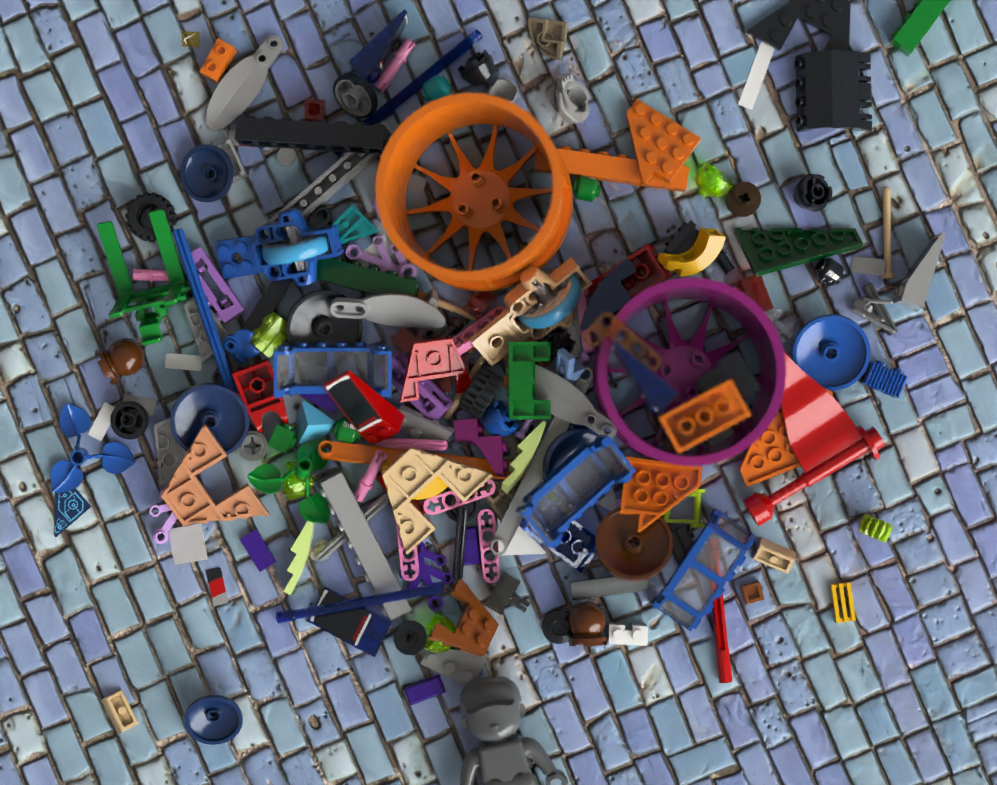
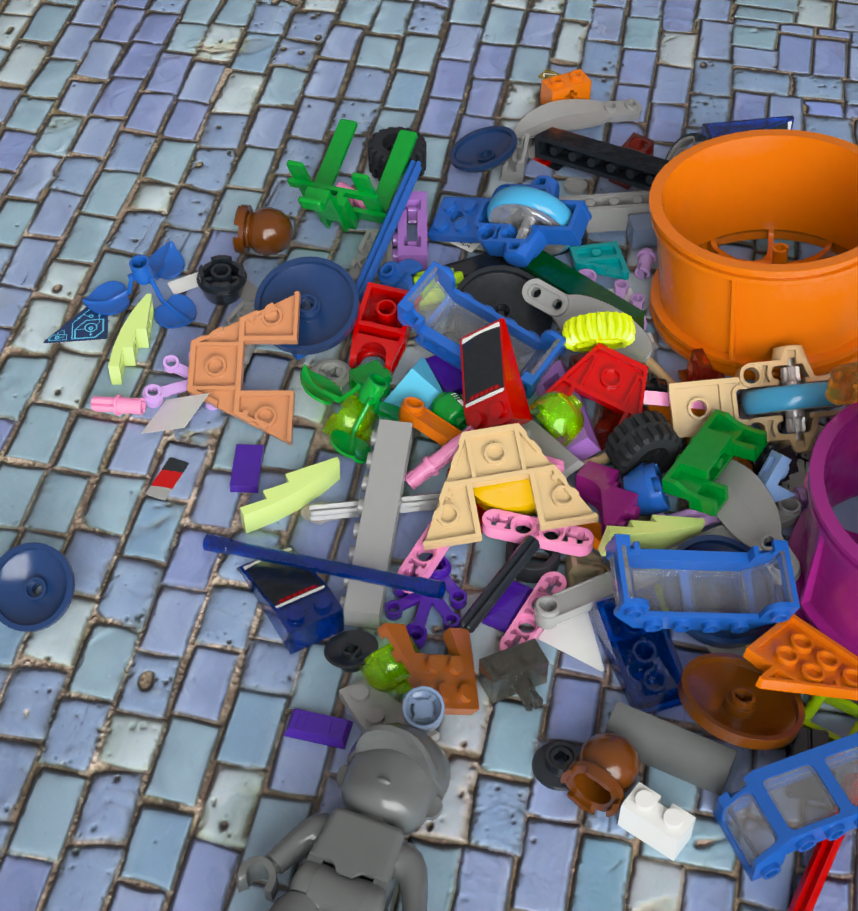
camera: 30 degrees right, 40 degrees down
(109, 494) = (132, 336): none -> yellowish green slope
(146, 557) = (118, 404): none -> bright pink axle
(364, 182) = (640, 231): none -> sand blue brick
(407, 333) = (608, 328): none -> neon yellow gear
(423, 411) = (560, 415): none -> clear neon green cylinder
(483, 667) = (423, 709): none -> sand blue wheel

